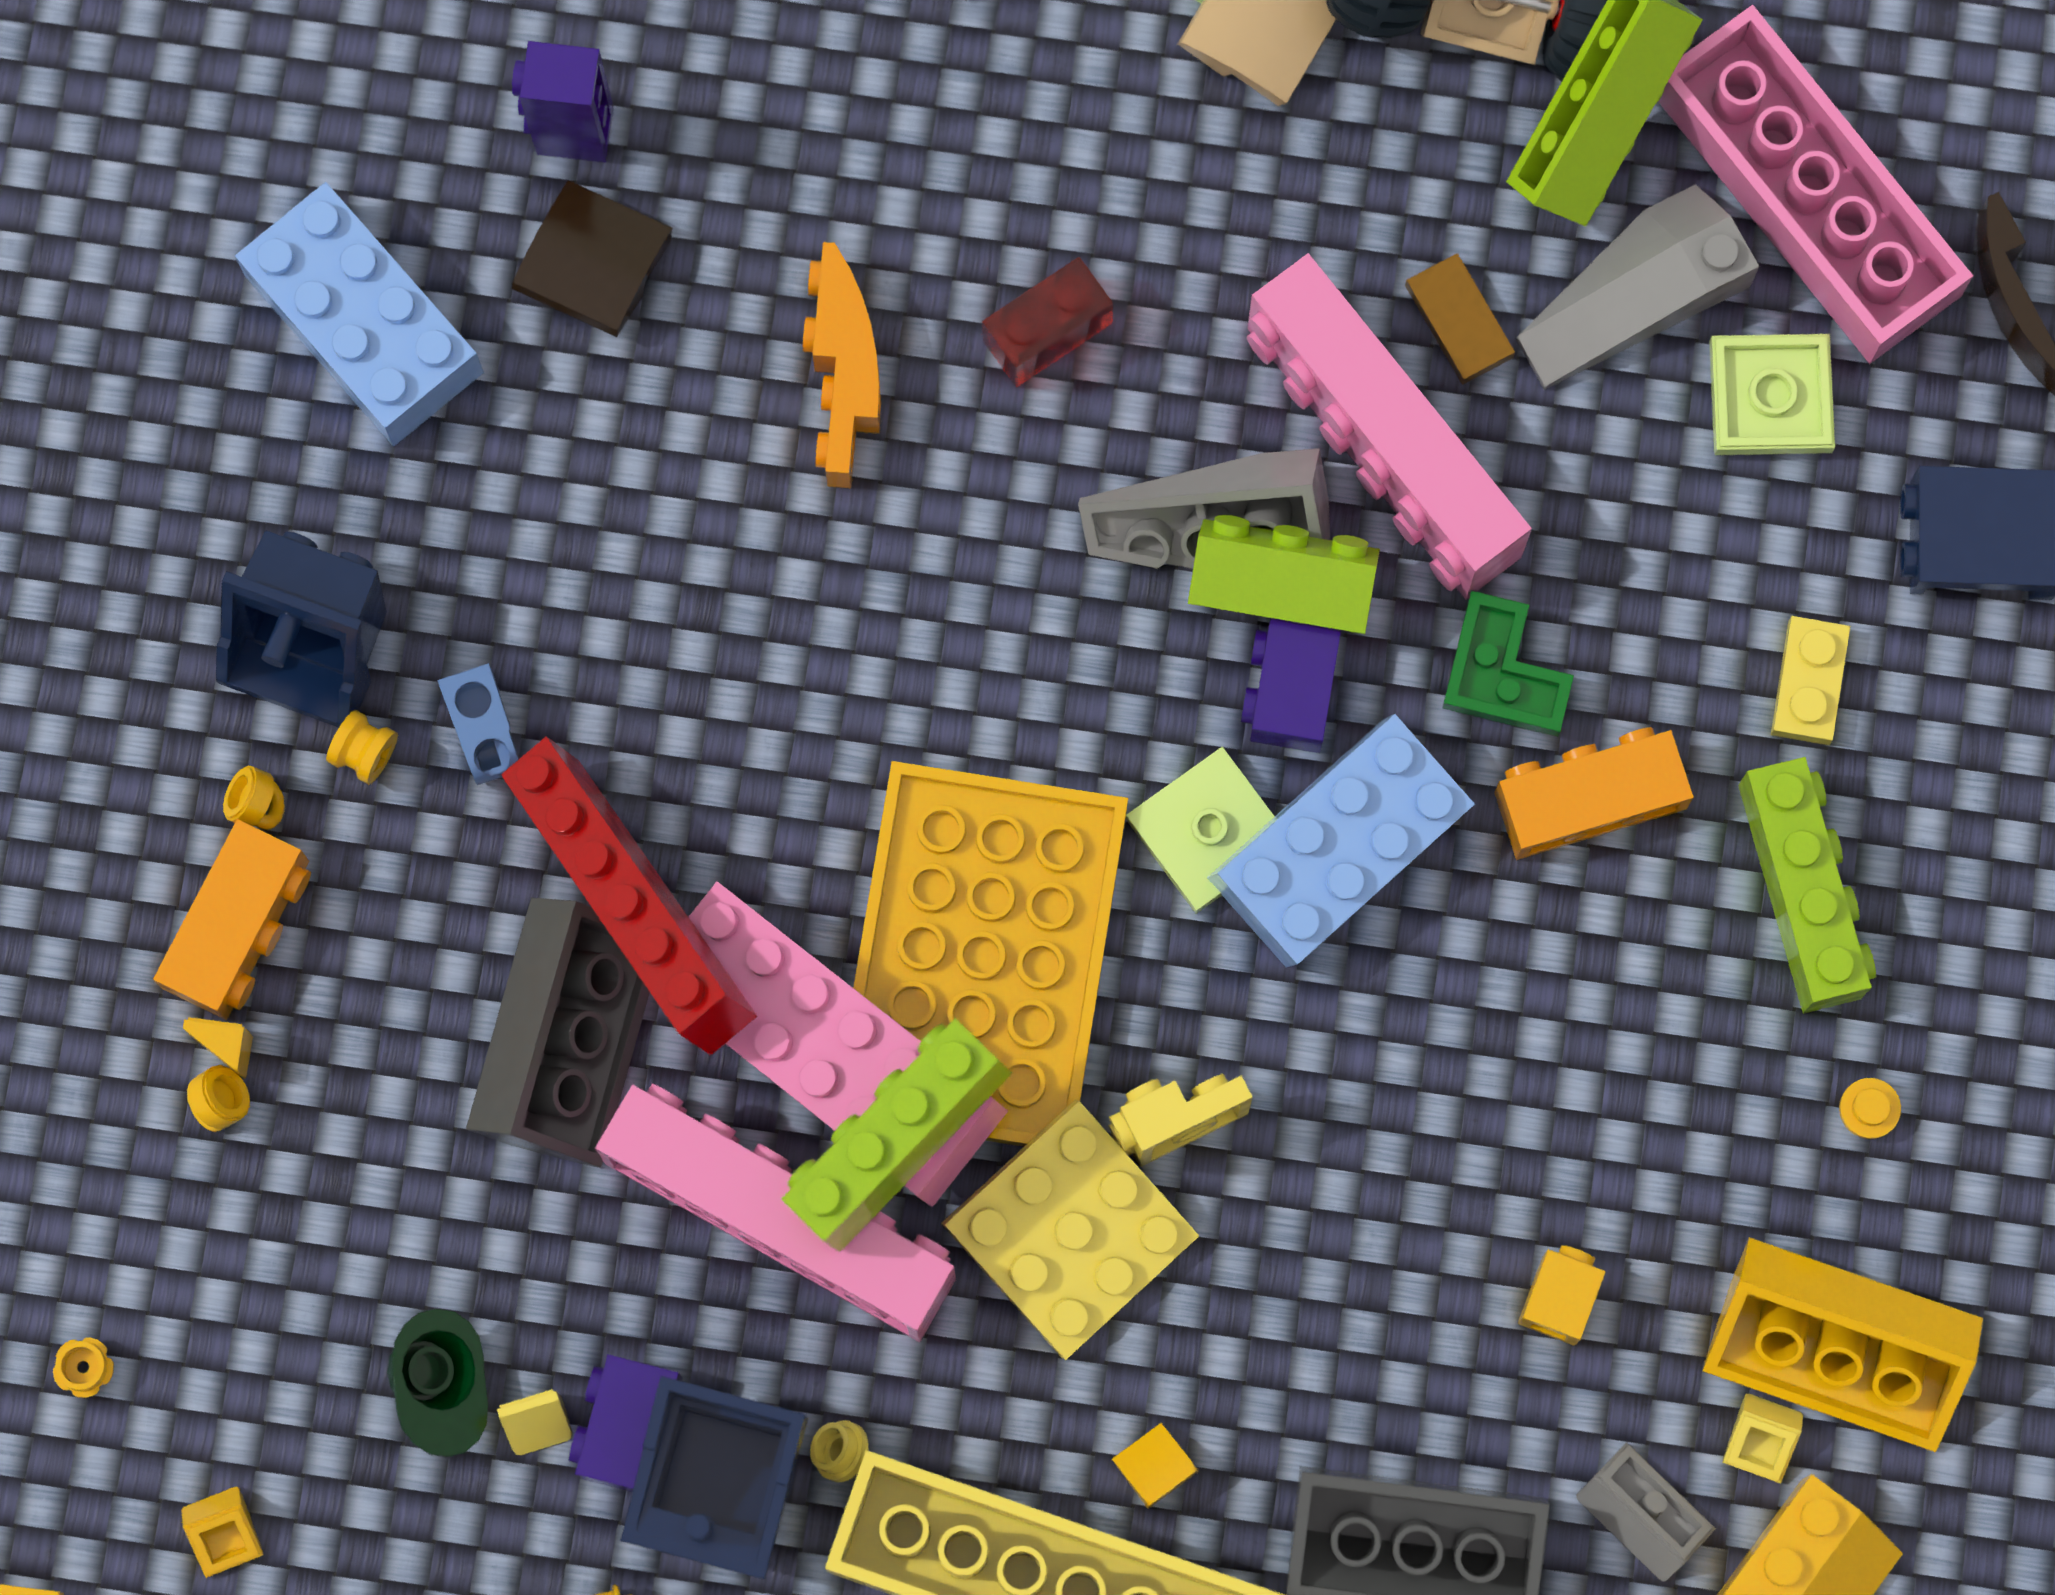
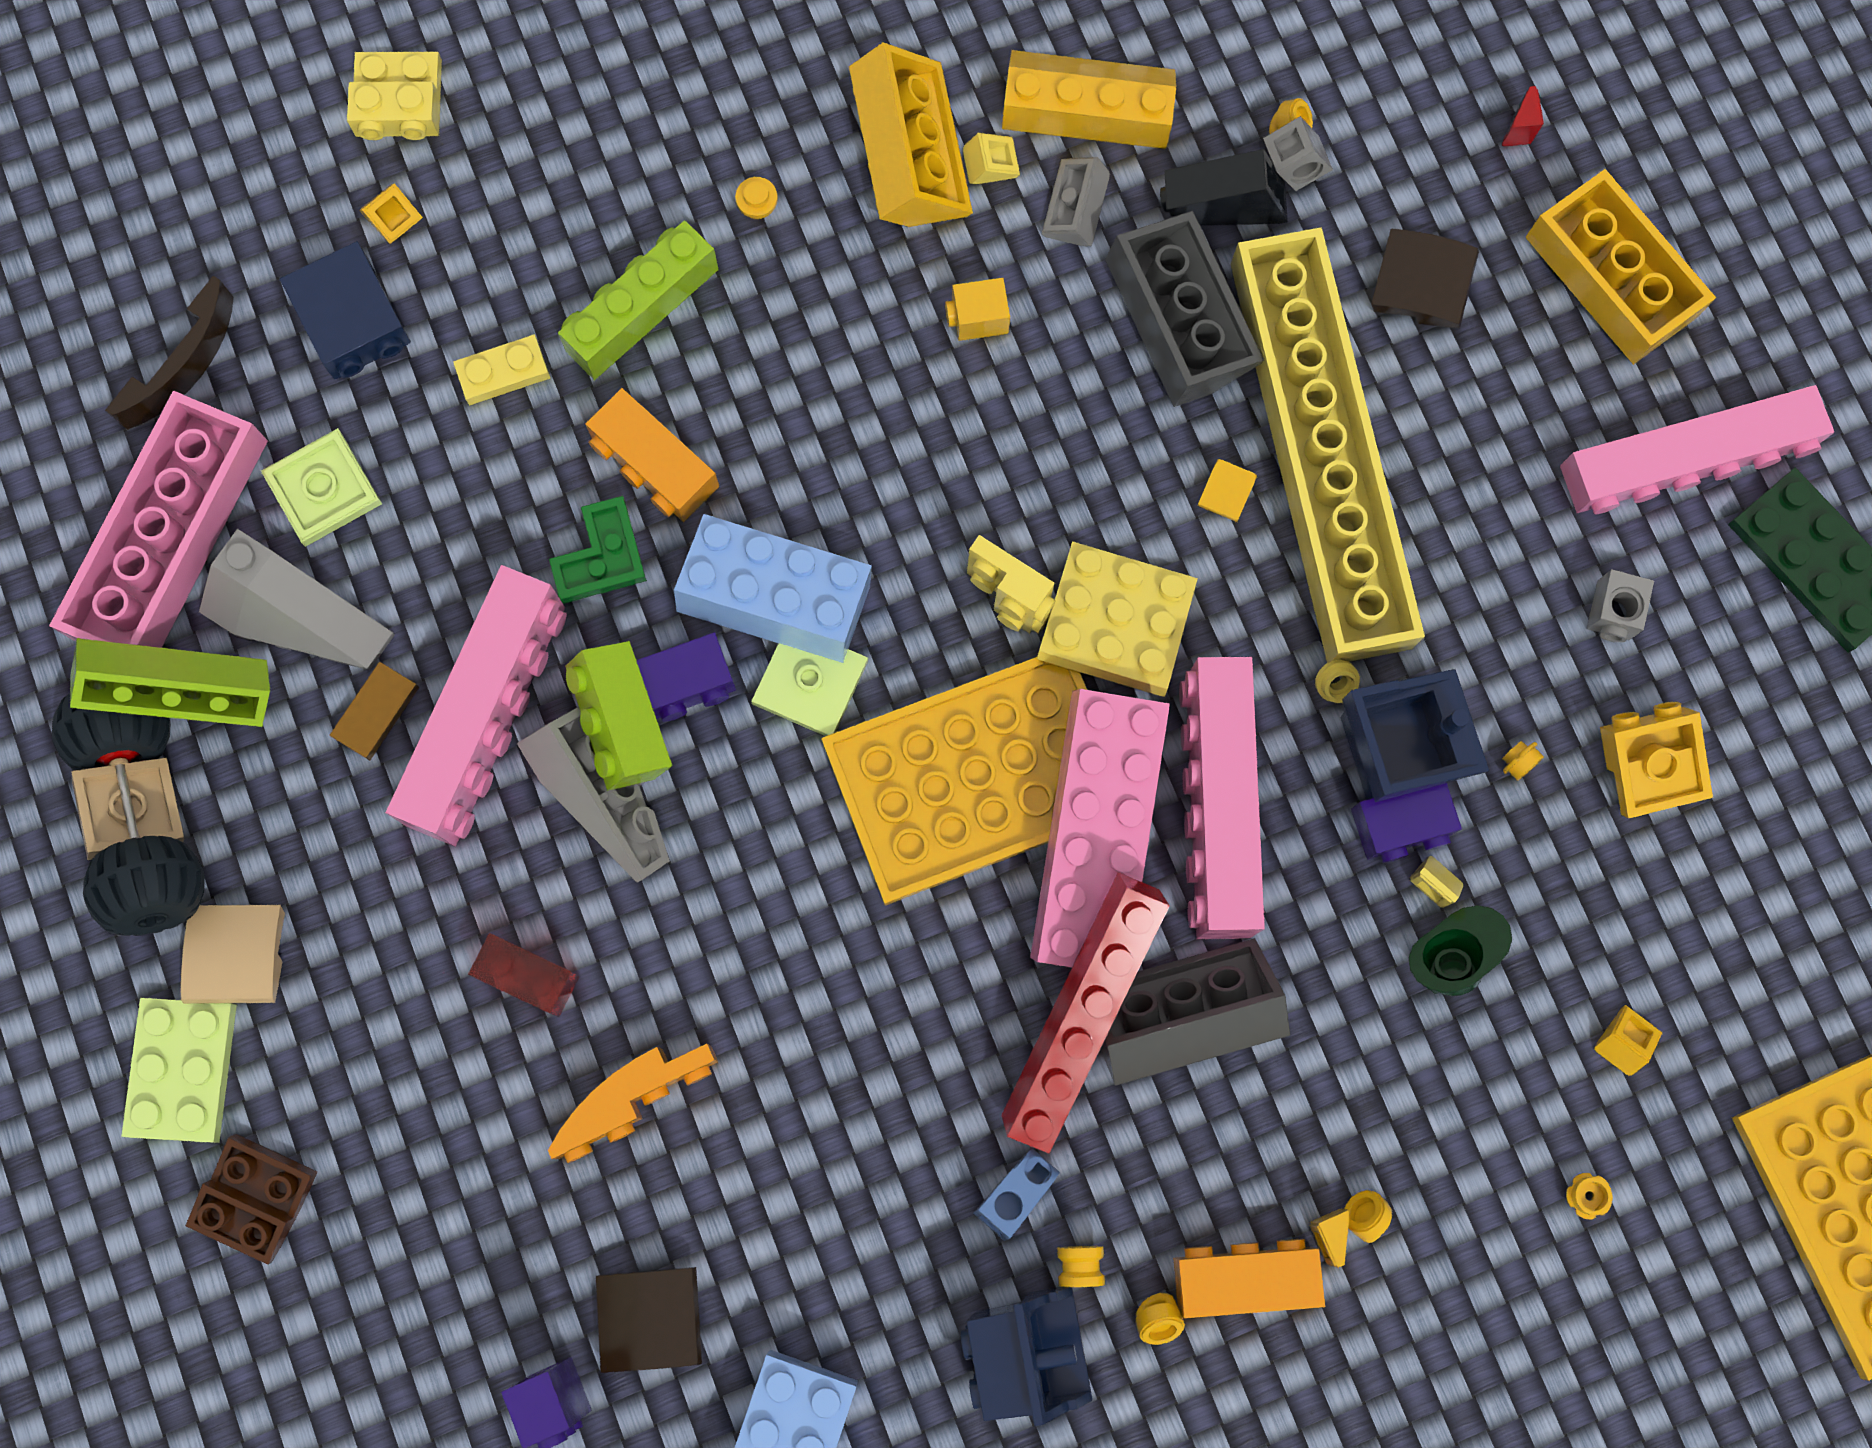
camera: 125 degrees left, 0 degrees up
(895, 1135) = (1146, 728): lime brick -> none

